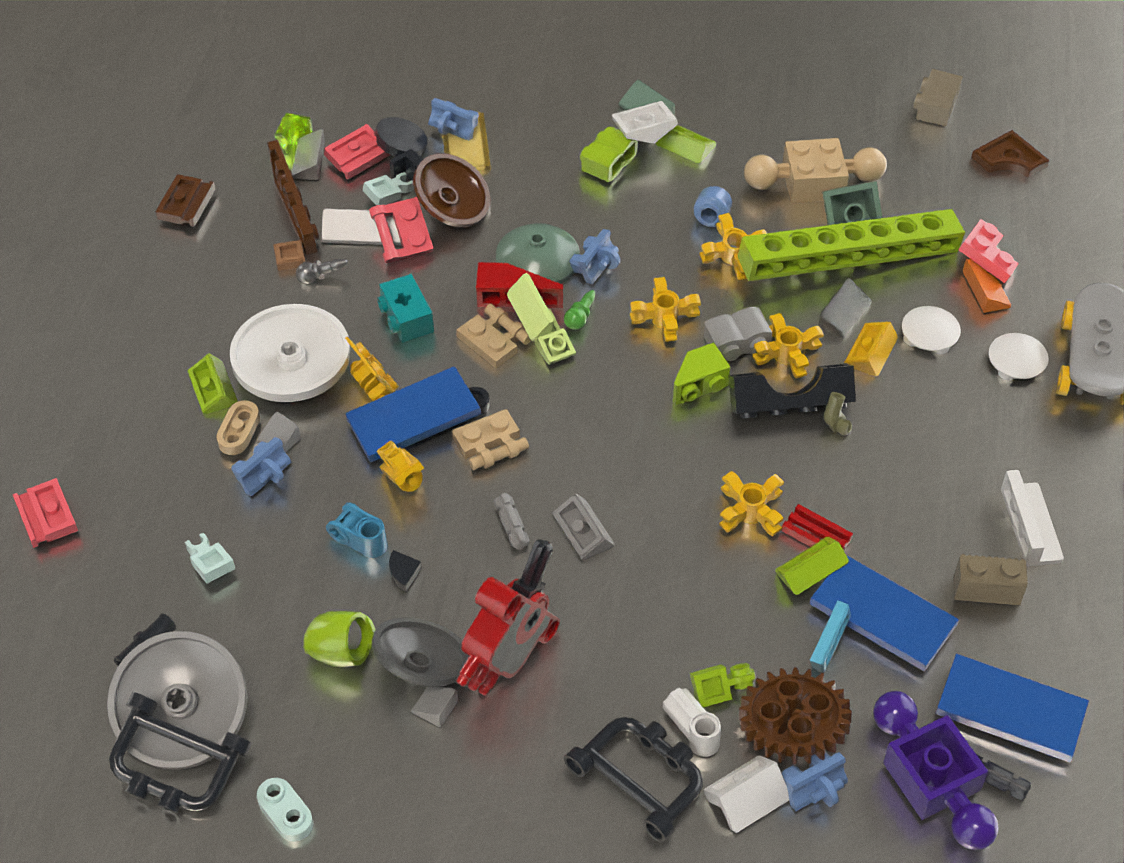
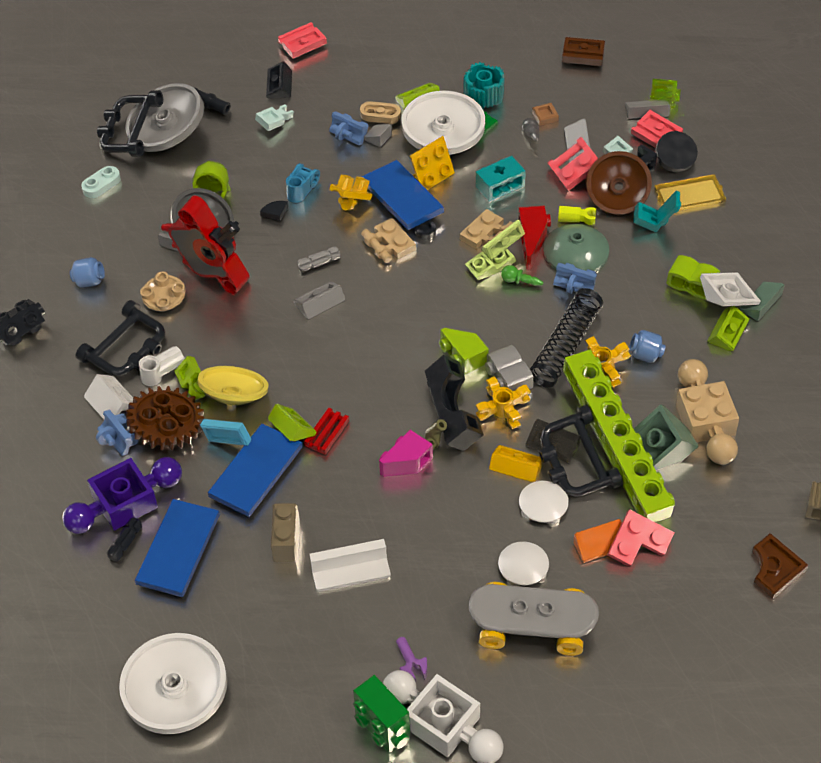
camera: 85 degrees right, 0 degrees up
(123, 553) = (279, 81): none -> black slope
(226, 302) = (484, 84): none -> teal brick
(292, 198) = (592, 100): reddish brown wing -> none
(453, 119) = (700, 173): medium blue hips -> none
(483, 245) = (577, 215): none -> neon yellow bar
(495, 822) = (87, 272): none -> medium blue head
(508, 160) = (653, 218): none -> teal bracket
(547, 718) = (163, 292): none -> tan dish
(665, 309) = (527, 324): yellow pin -> none
(747, 512) = (344, 387): yellow pin -> none
(748, 623) = (232, 384): none -> light yellow dish
(752, 297) = (547, 384): none -> black piece
(866, 446) = (407, 456): none -> dark pink slope
(900, 265) = (557, 473): none -> black bar

